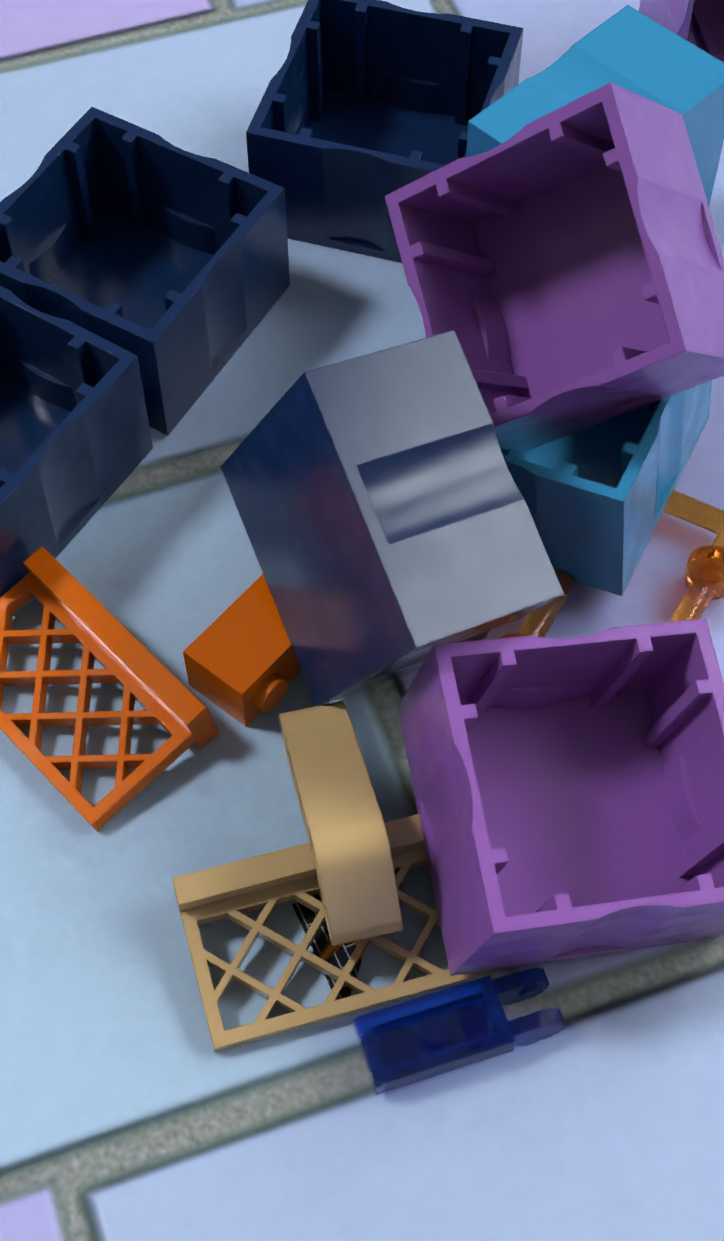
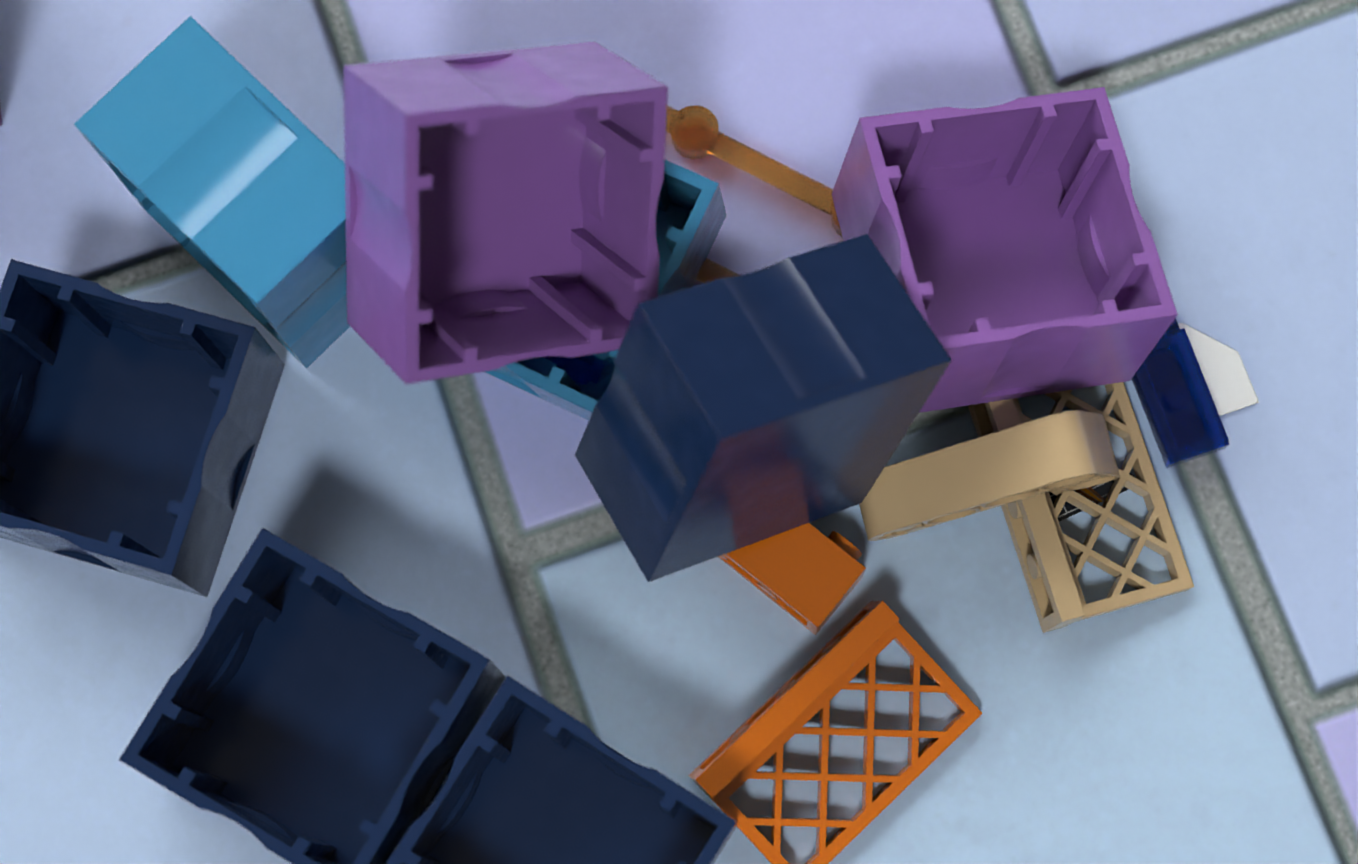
camera: 85 degrees left, 20 degrees up
(470, 1097) = (1222, 372): none -> white sticker

